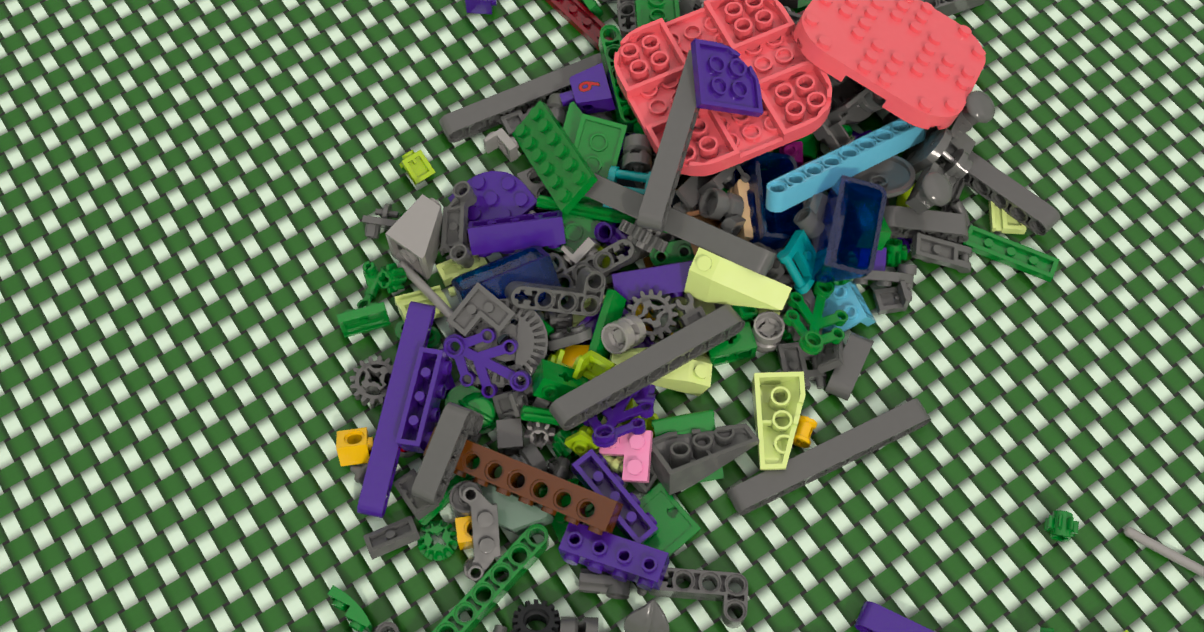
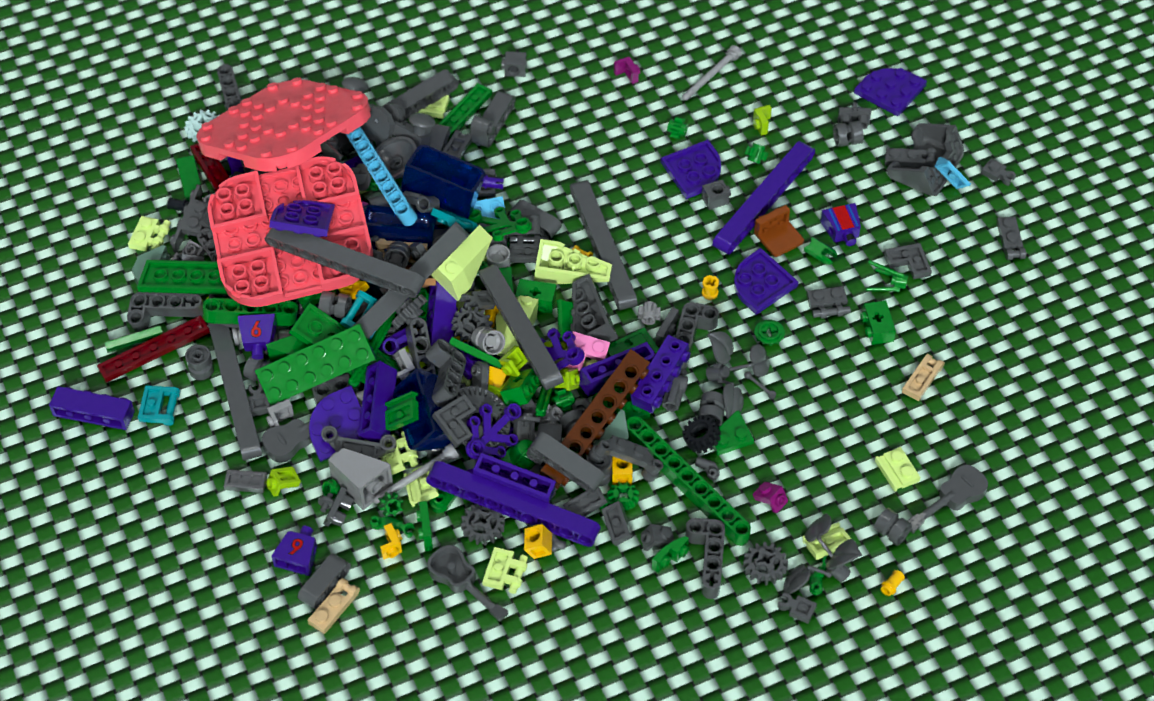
camera: 80 degrees left, 10 degrees down
(261, 249) = (333, 606): none -> tan plate
(288, 232) = (323, 580): none -> dark grey beam
(315, 358) = (449, 567): none -> dark grey piece
(316, 410) = (498, 569): none -> yellowish green plate
(323, 199) = (296, 551): none -> dark purple torso
(345, 291) = (393, 546): none -> yellow bracket
(376, 591) = (656, 536): none -> dark grey bracket
(412, 131) = (245, 481): none -> flat silver plate
(469, 156) = (285, 441): none -> dark grey piece
(492, 256) = (401, 411): none -> green plate
(500, 26) = (152, 404): none -> teal plate
(557, 52) = (199, 362): none -> dark grey wheel
(706, 559) = (668, 326): none -> dark grey plate
(725, 400) = (539, 290): none -> green brick
(725, 531) = (649, 313): none -> light grey gear
(786, 616) = (710, 285): none -> yellow bush
(890, 302) = (491, 182): none -> dark purple pin
(958, 585) = (716, 194): none -> dark grey brick
(996, 560) = (693, 167): none -> dark purple plate
(1003, 288) = (487, 127): none -> dark grey beam
(1109, 299) = (515, 64): none -> dark grey brick
(1156, 439) = (628, 67): none -> magenta bracket

